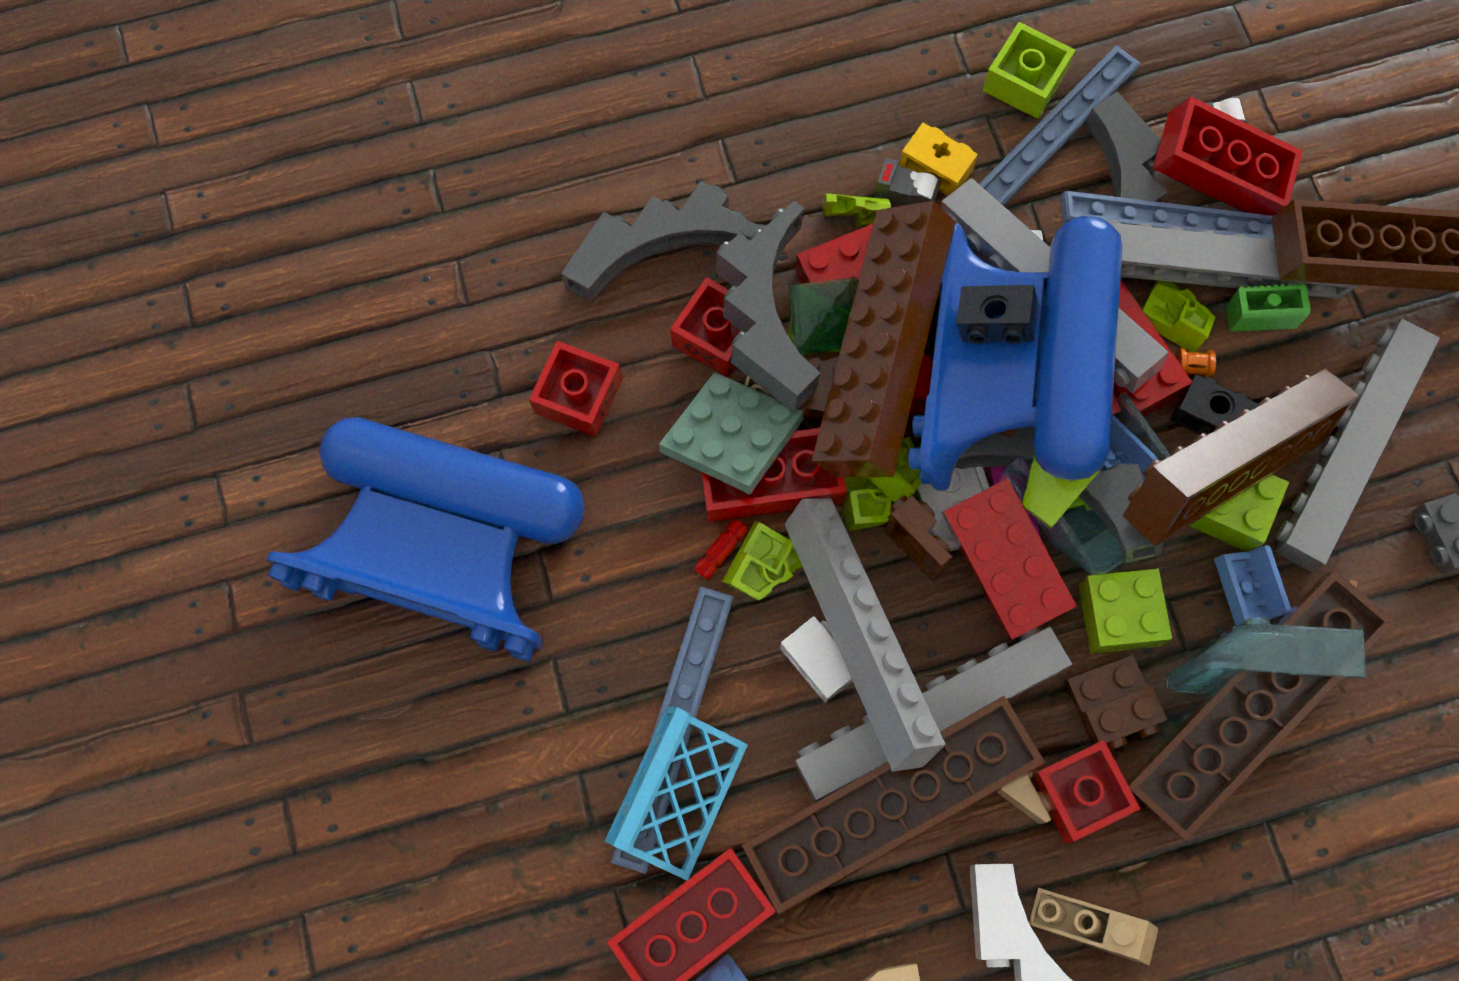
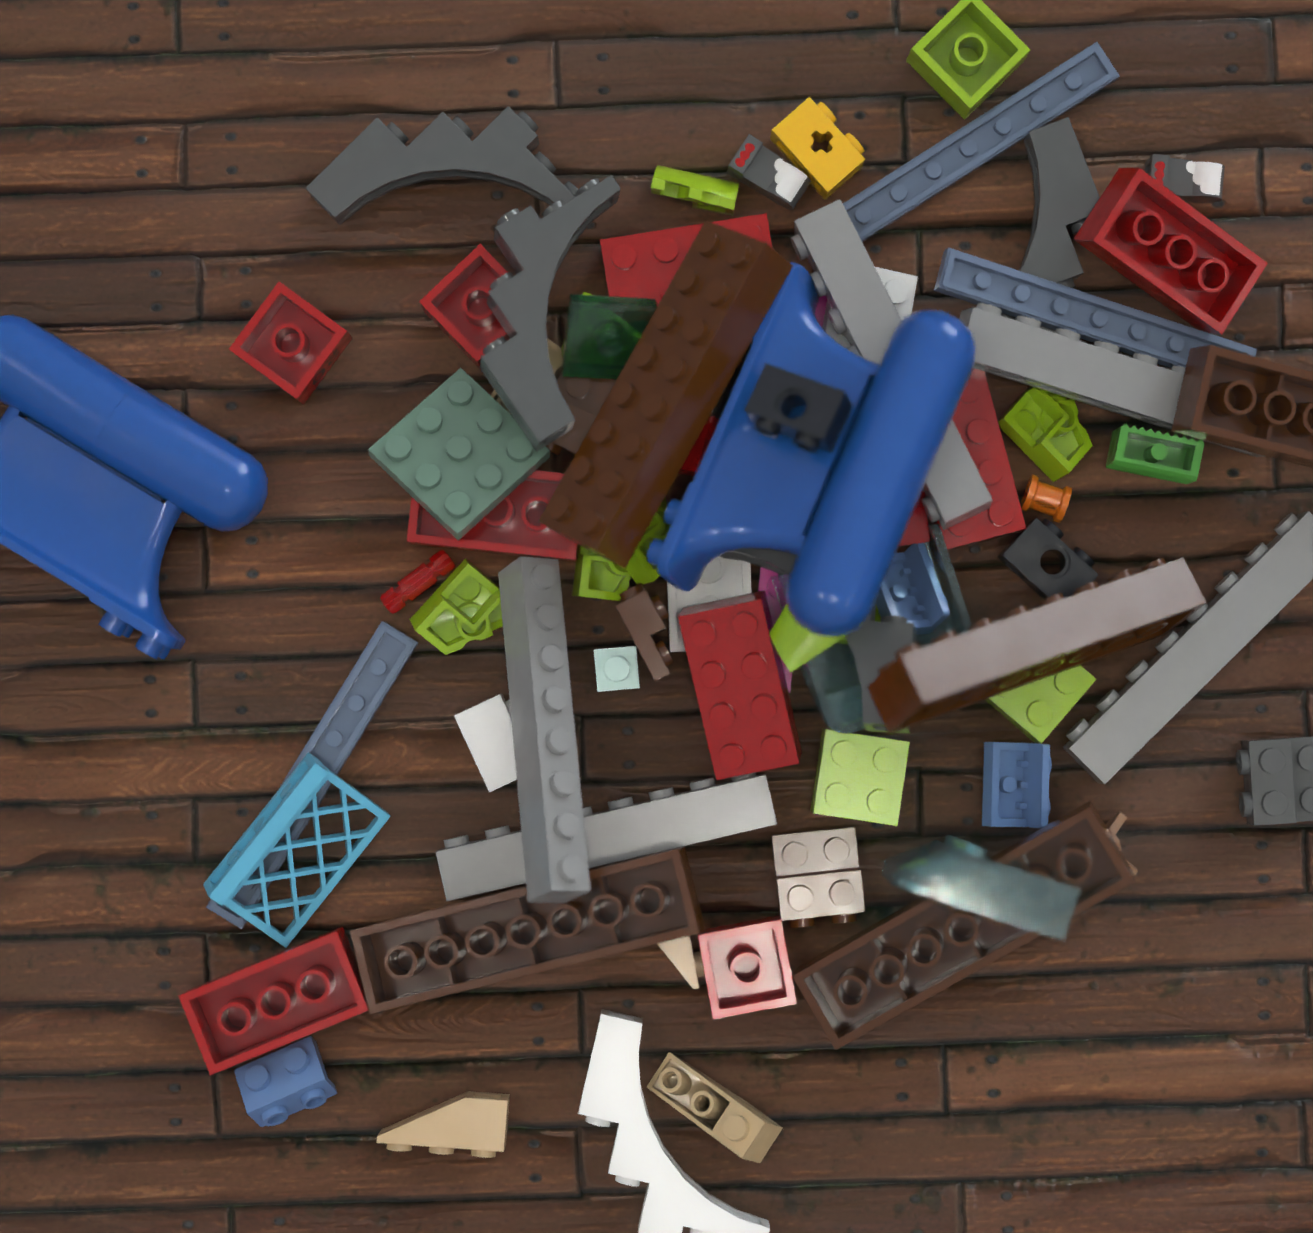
camera: 10 degrees right, 15 degrees up
(901, 574) = (616, 668): none -> light aqua brick

